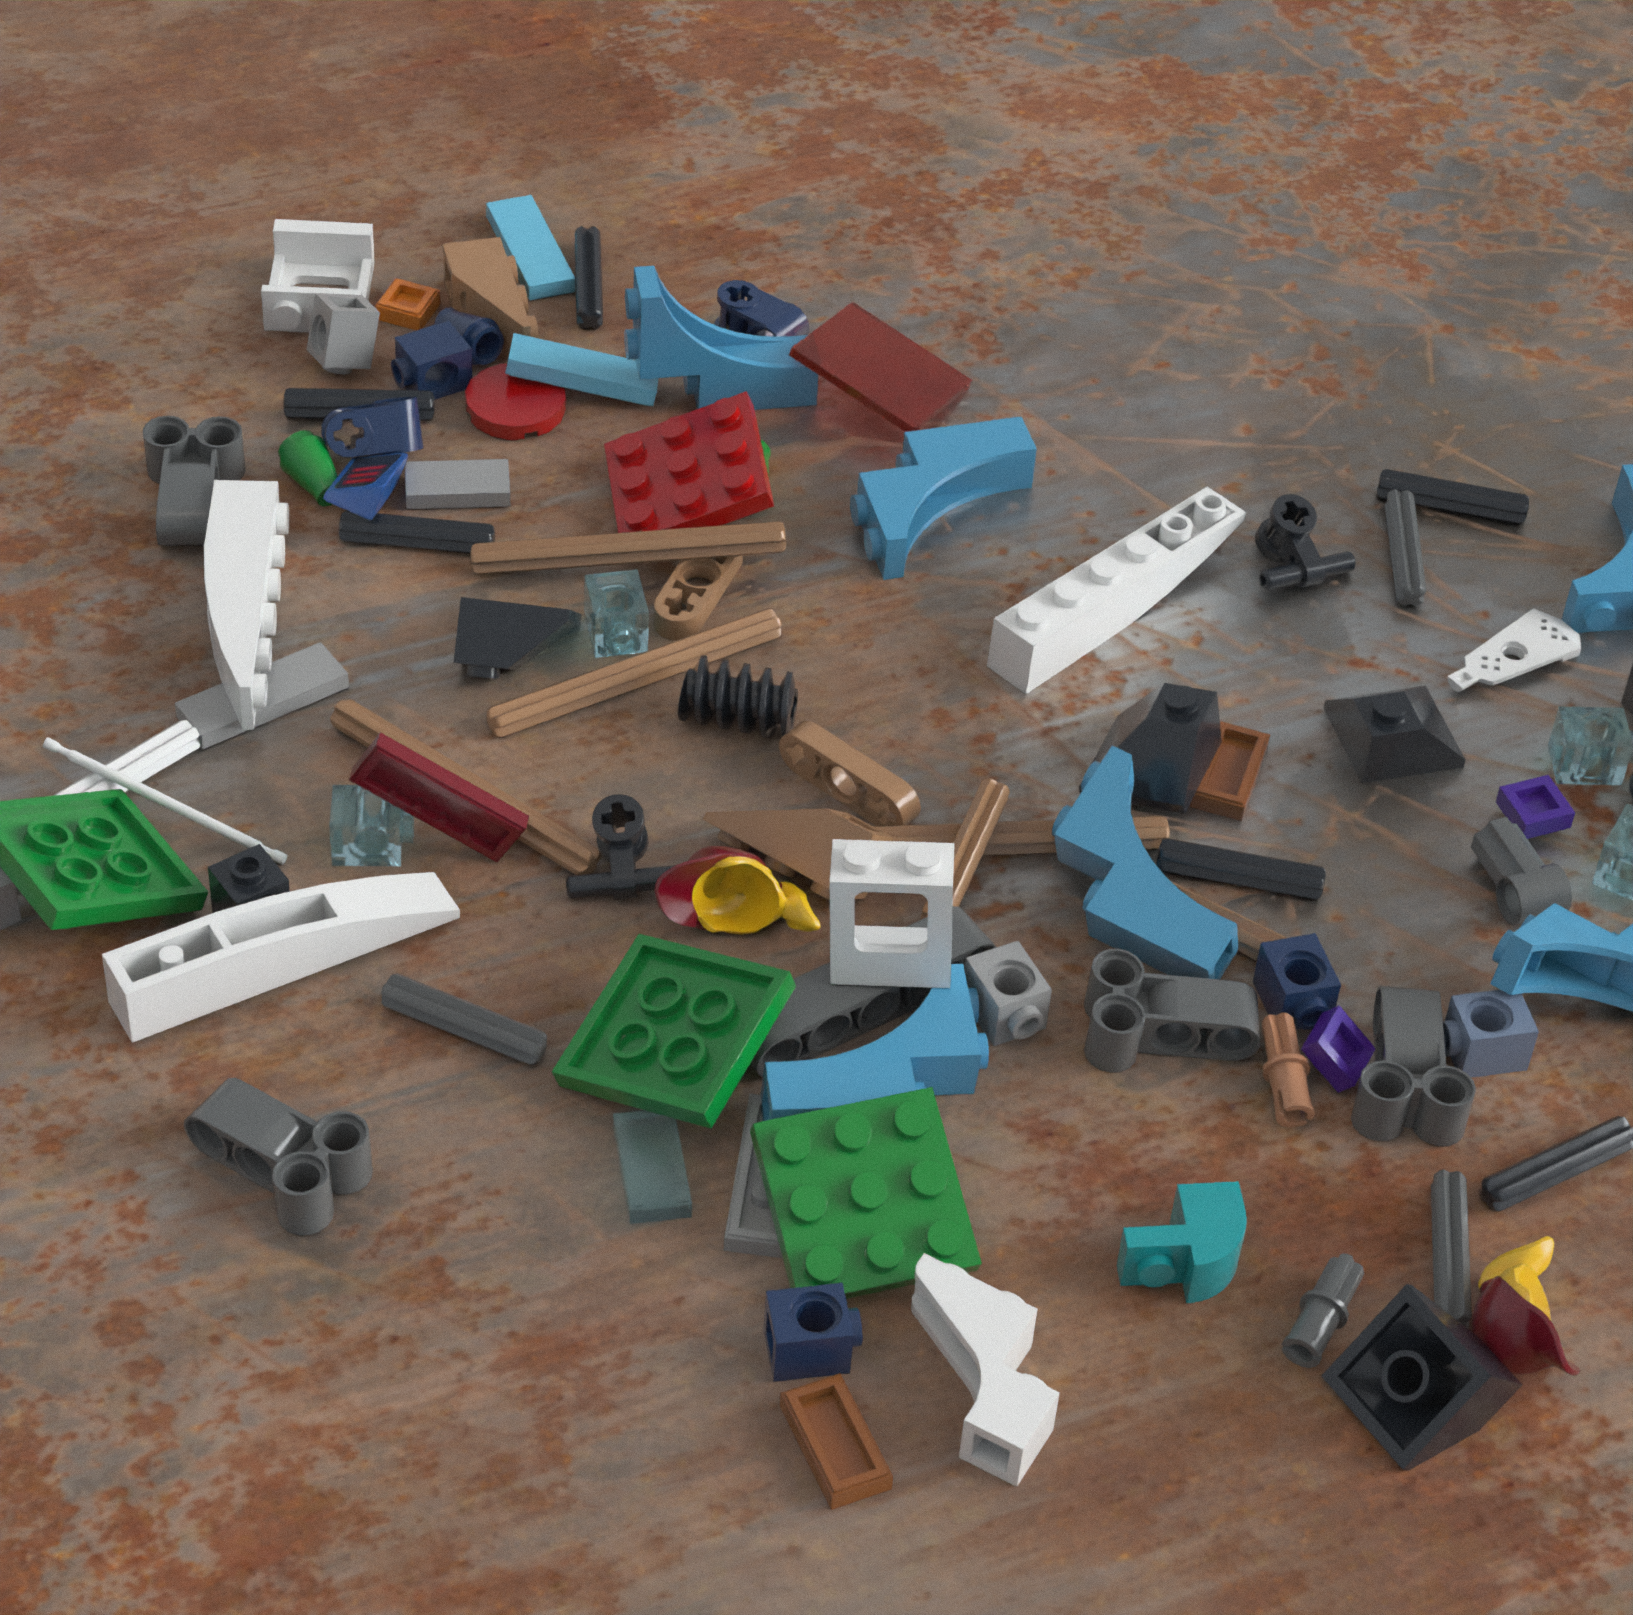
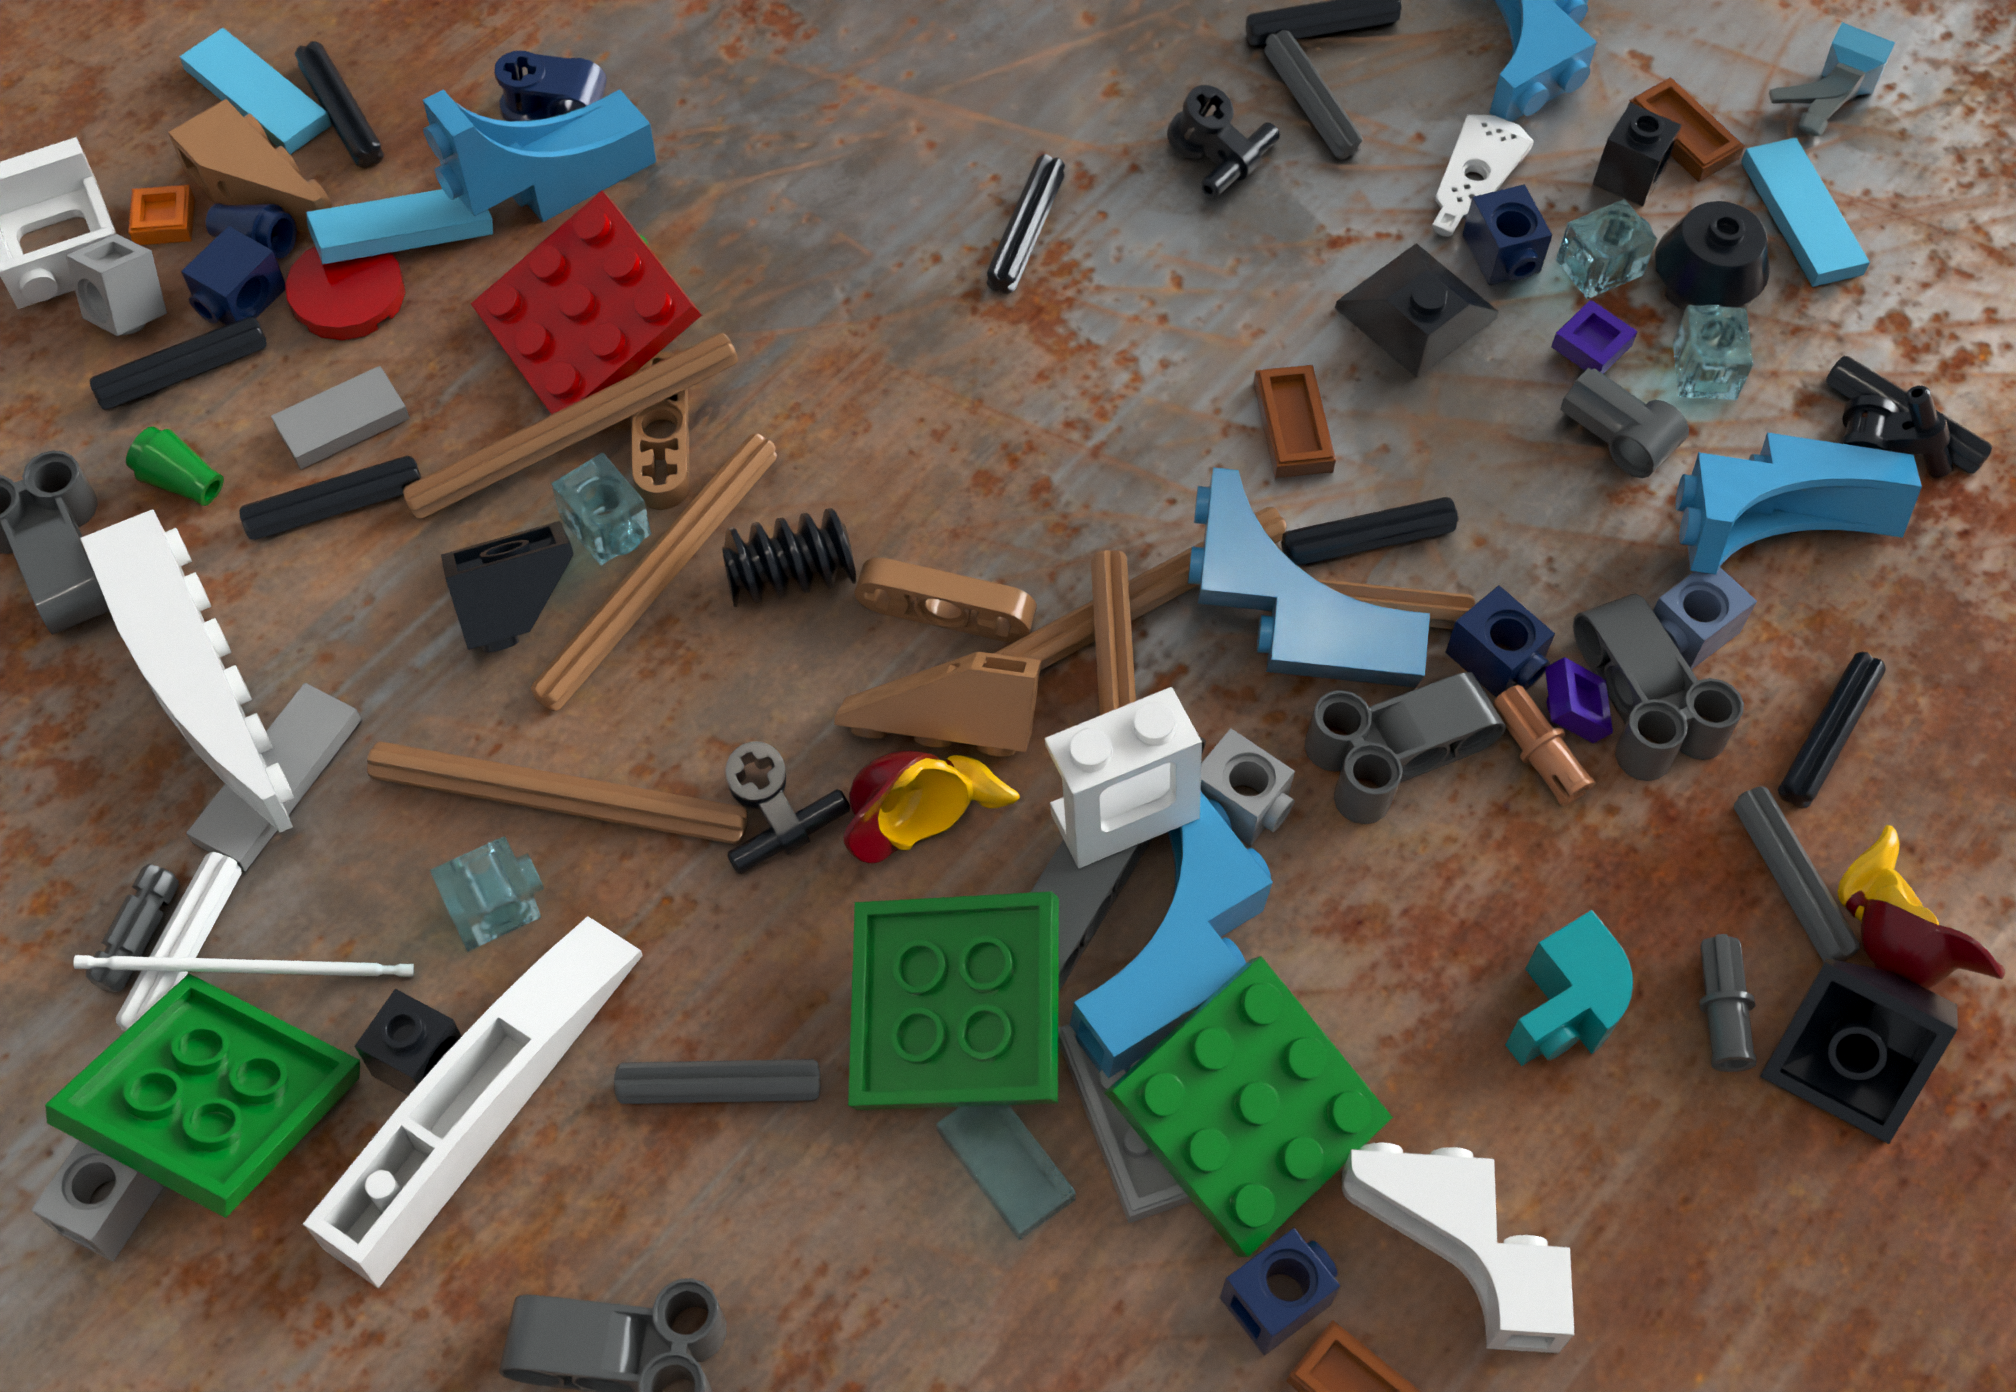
camera: 25 degrees left, 15 degrees up
(102, 746) = (134, 924): none -> dark grey axle
(366, 483) = (247, 464): blue slope -> none
(383, 426) = (225, 388): dark blue piece -> none
(438, 797) = (554, 837): dark red plate -> none
(880, 368) = (707, 97): clear red piece -> none
(934, 476) = (828, 200): dark azure arch -> none
(1091, 545) = (1025, 224): none -> black axle
(1107, 591) = (1076, 266): white slope -> none
(1170, 742) = (1224, 421): black slope -> none
(1506, 703) = (1507, 234): none -> dark blue brick

